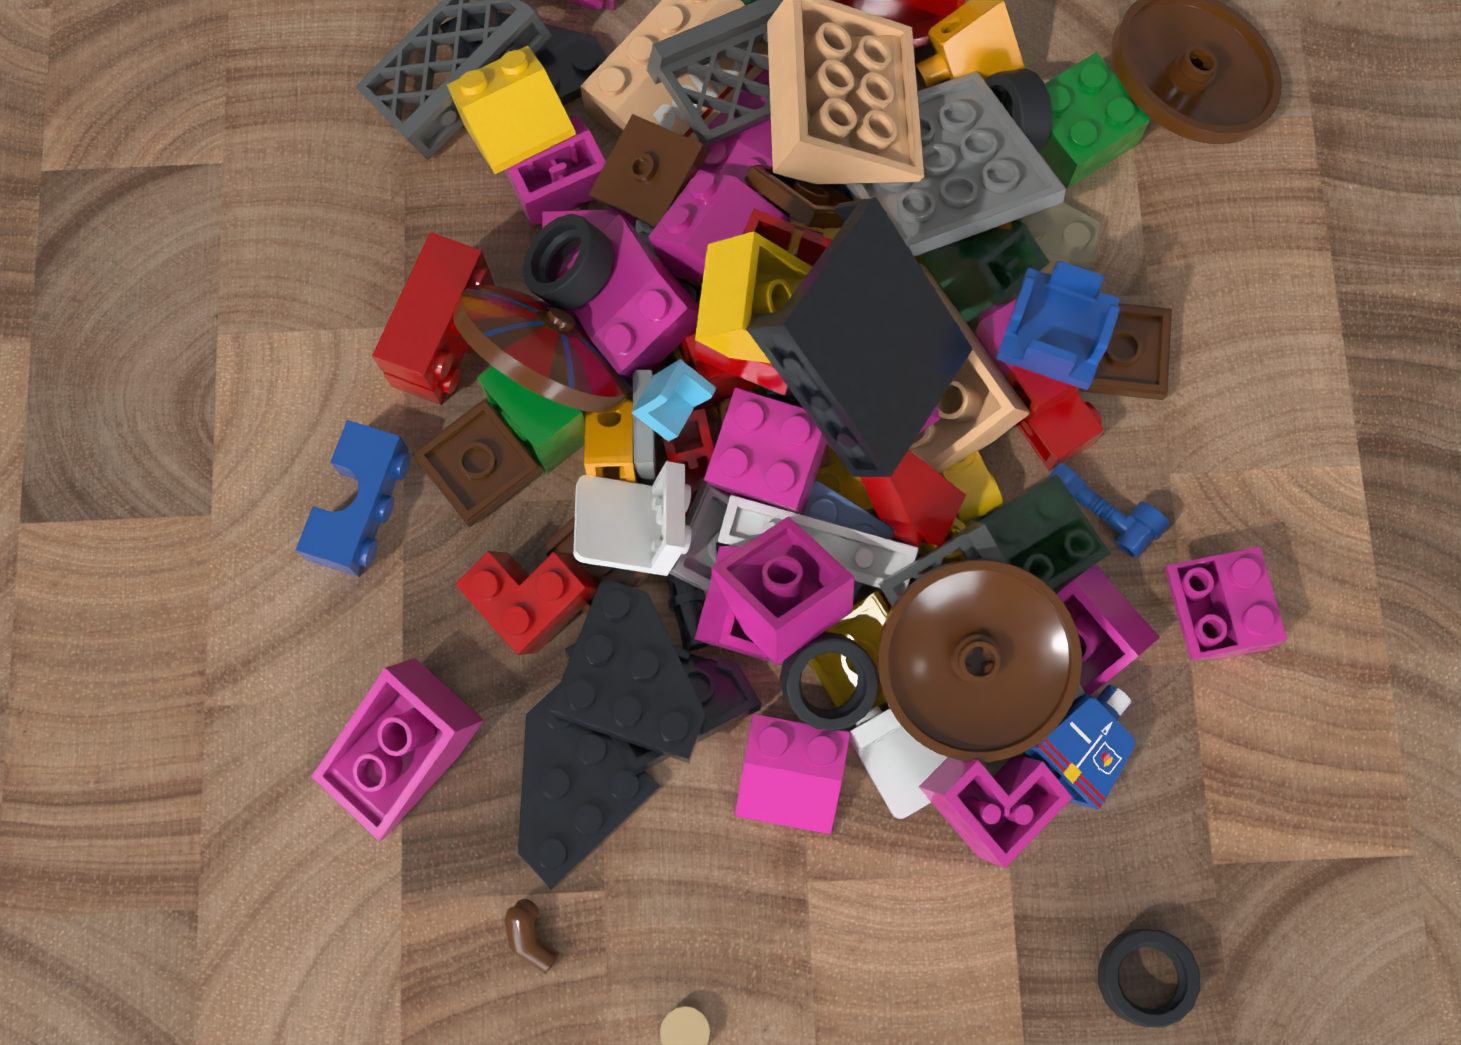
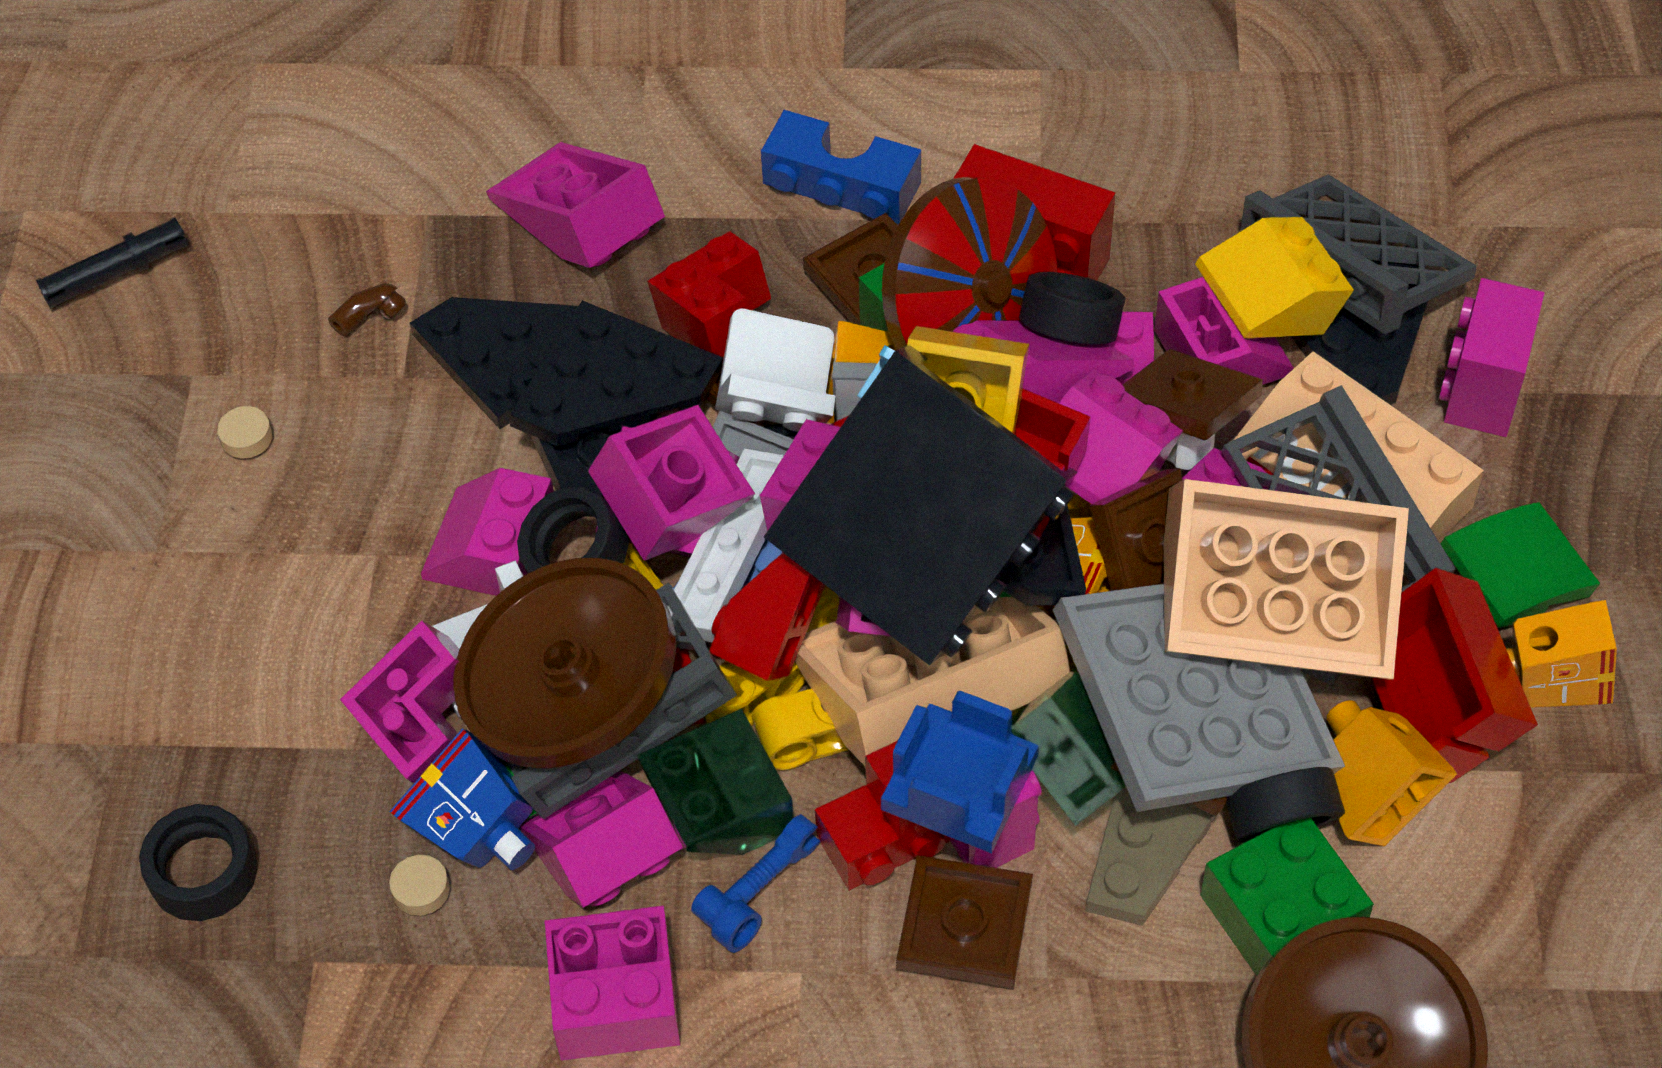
camera: 95 degrees right, 20 degrees down
(1142, 782) = (419, 885): none -> tan piece

